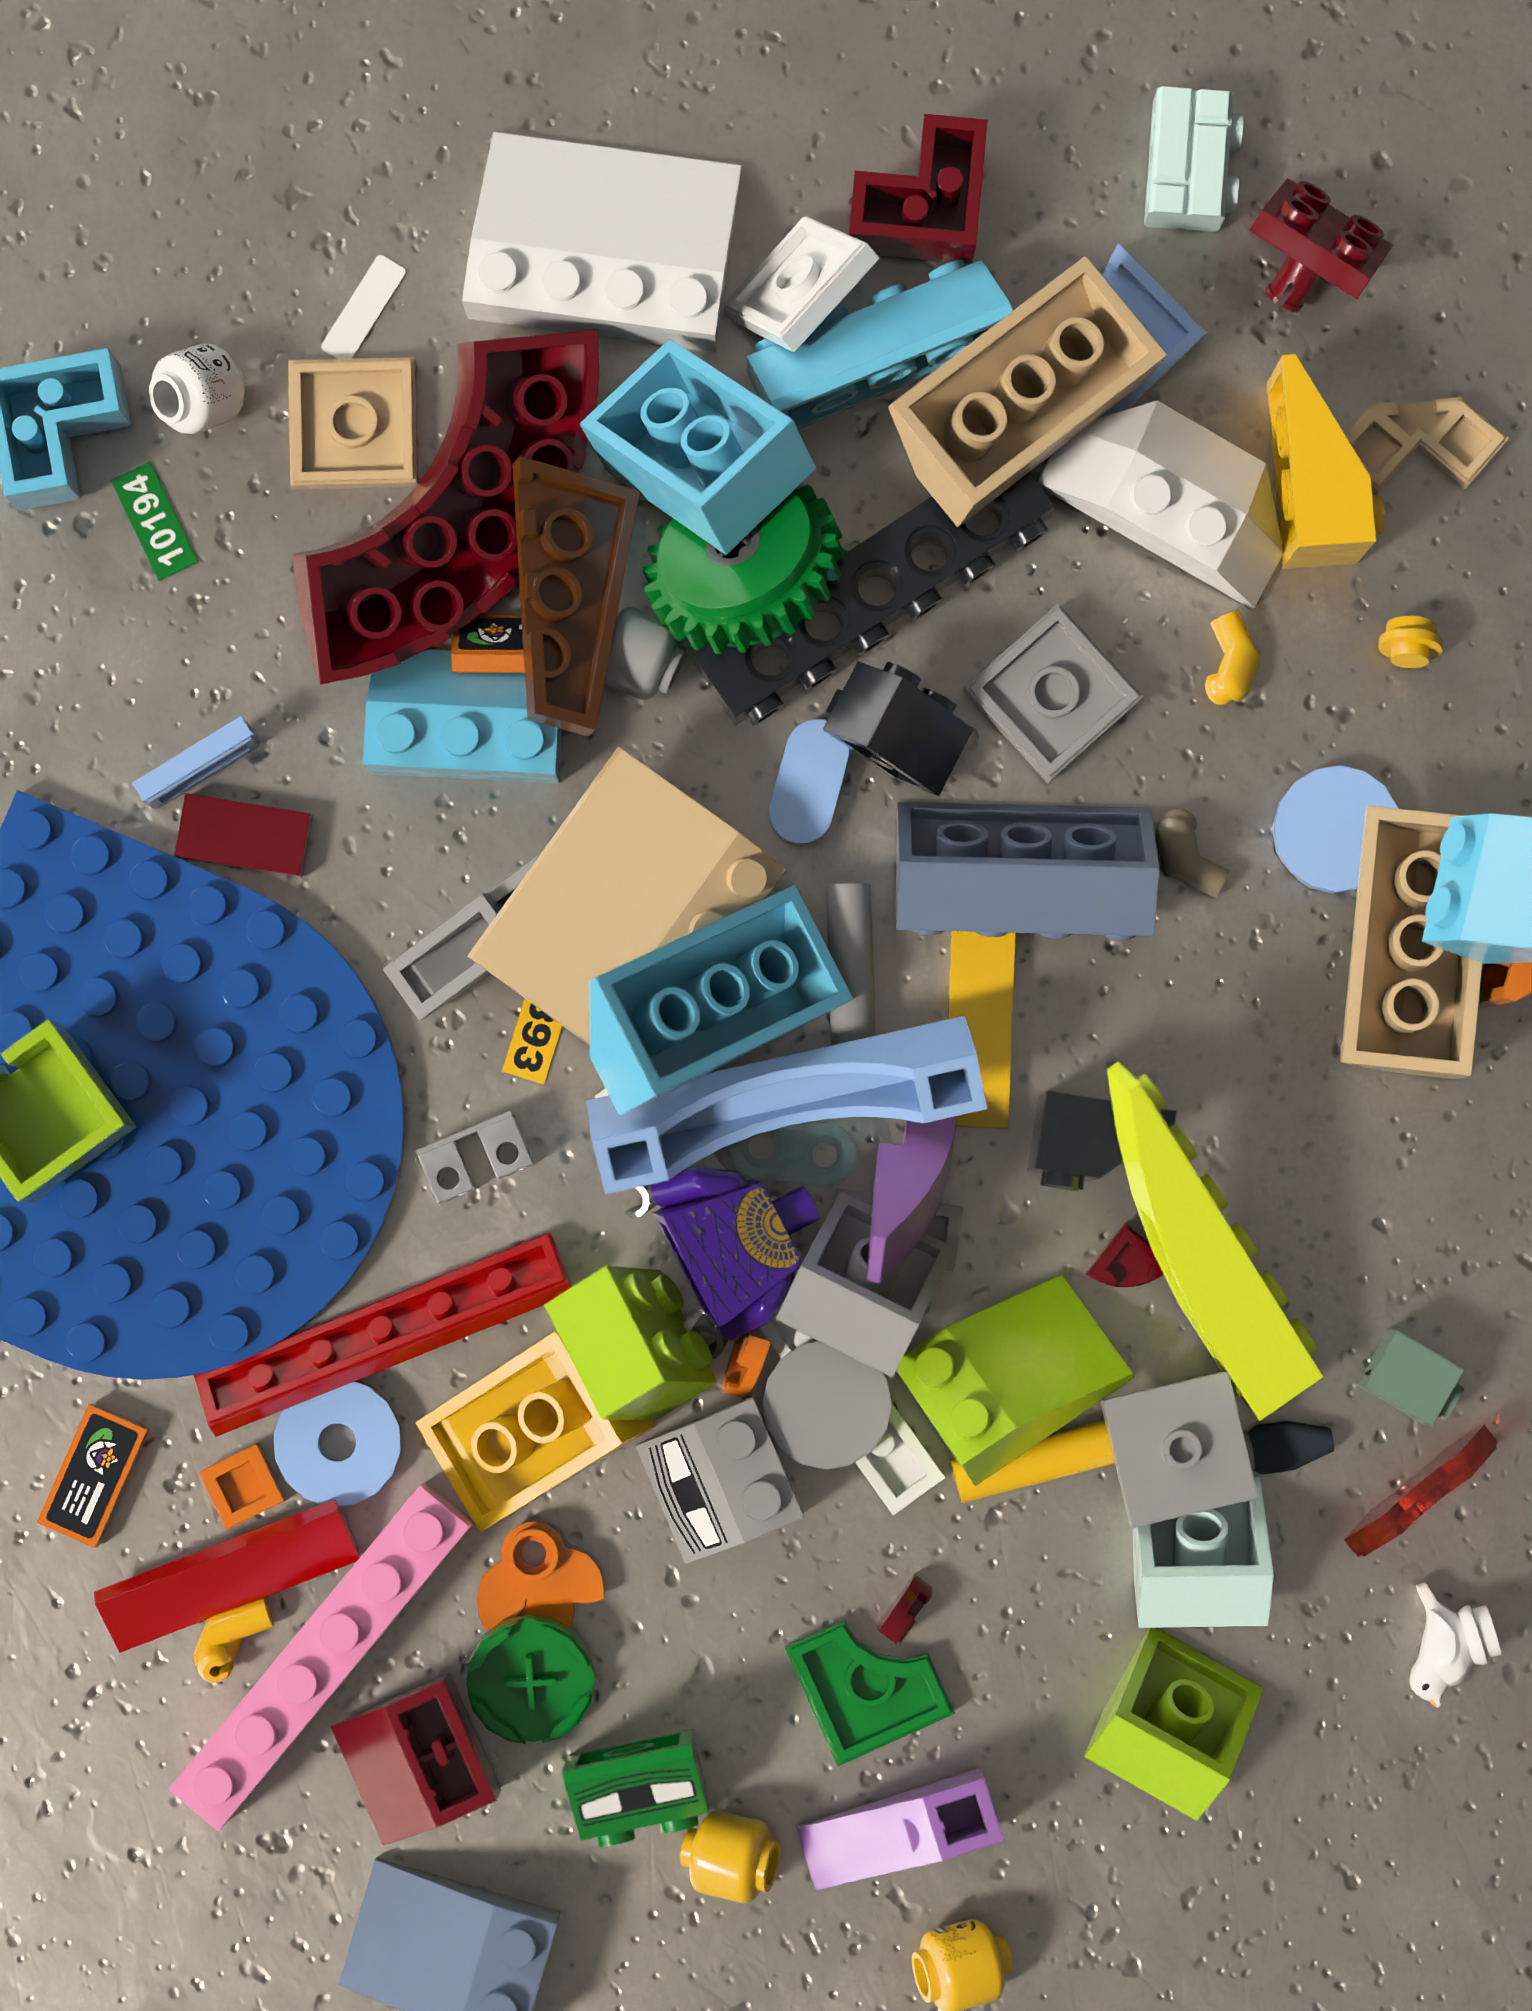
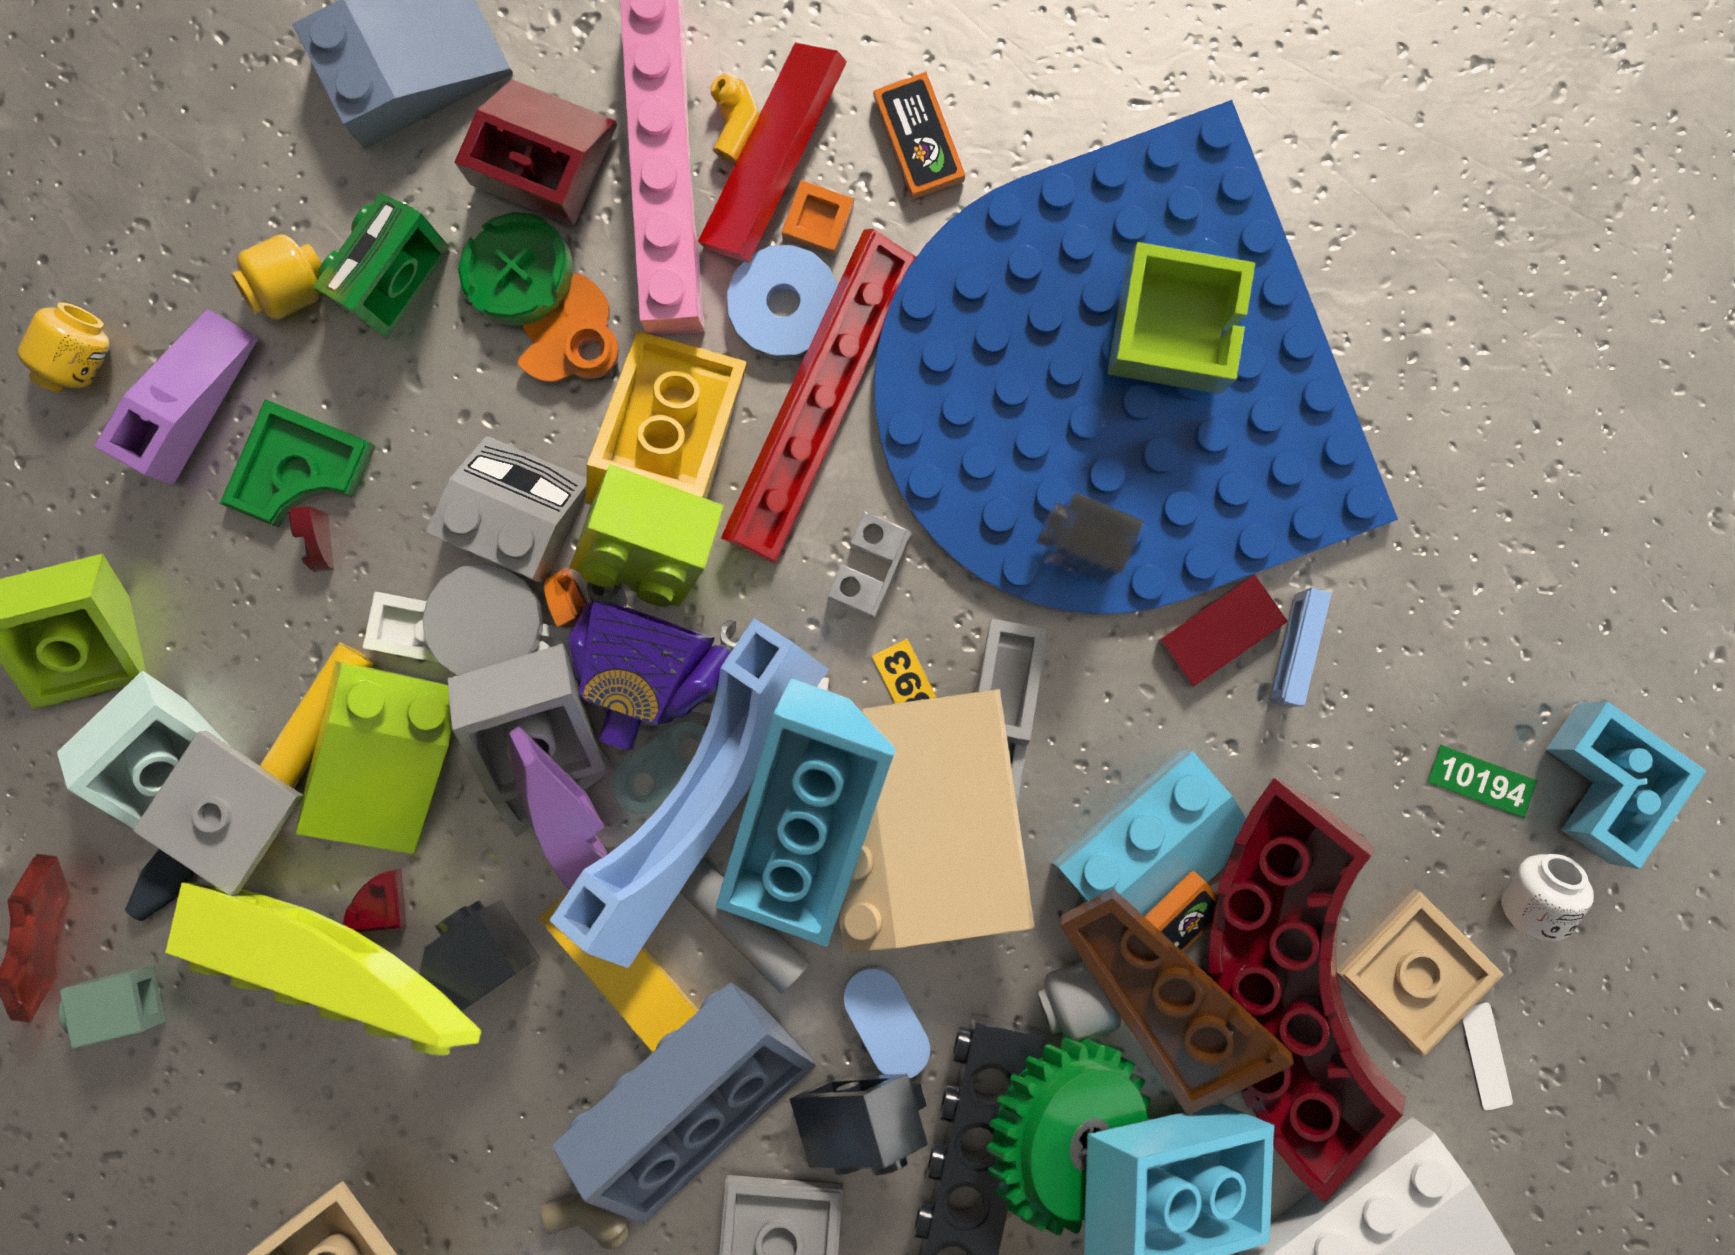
camera: 135 degrees right, 0 degrees up
(283, 1006) = (1089, 538): none -> clear smoke brick

